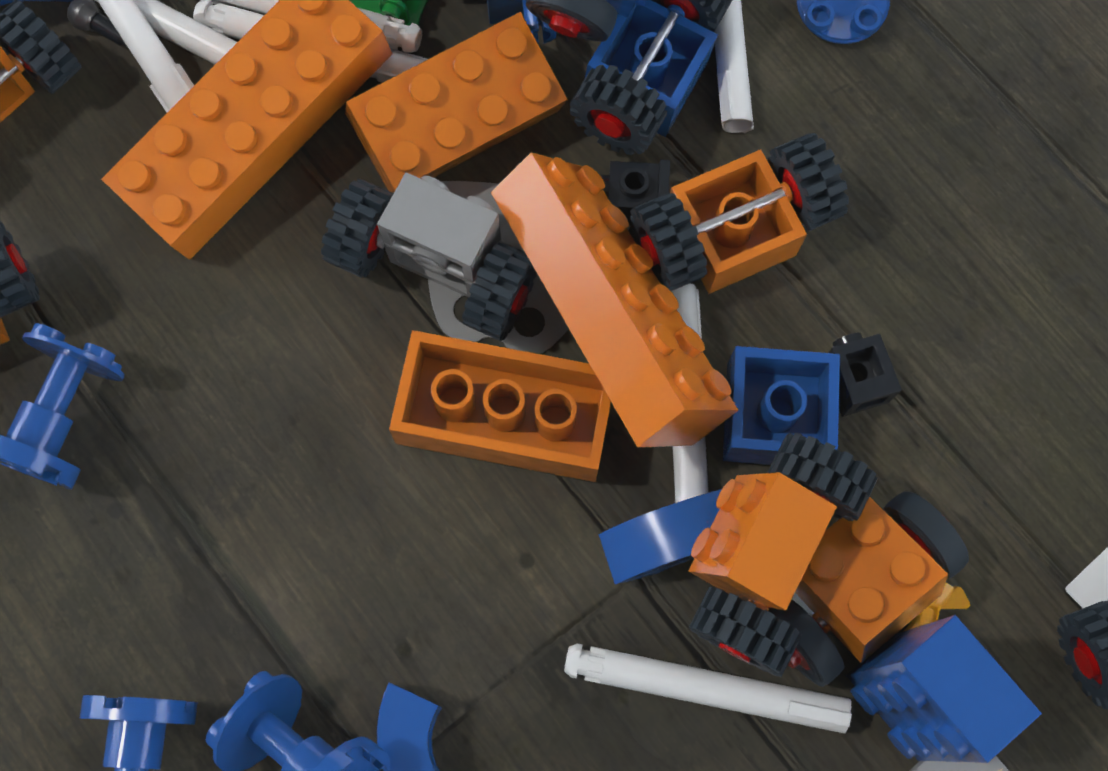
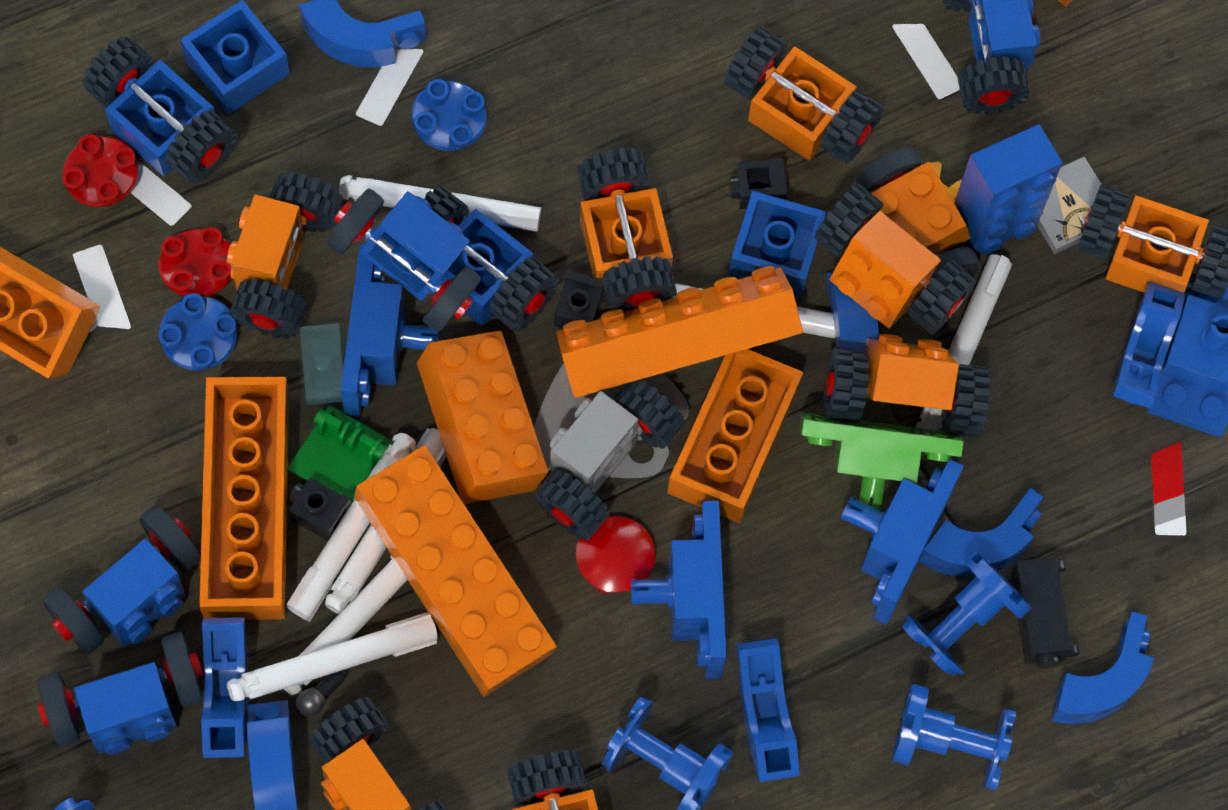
camera: 80 degrees left, 5 degrees down
(132, 525) = (765, 710): none -> blue arch
(273, 398) = (694, 591): none -> blue brick
(323, 305) = (616, 555): none -> red dish
(402, 646) = (901, 533): none -> blue brick
(517, 591) = (879, 450): none -> bright green brick
(615, 610) = (907, 375): none -> brick
(998, 394) = (801, 99): none -> brick

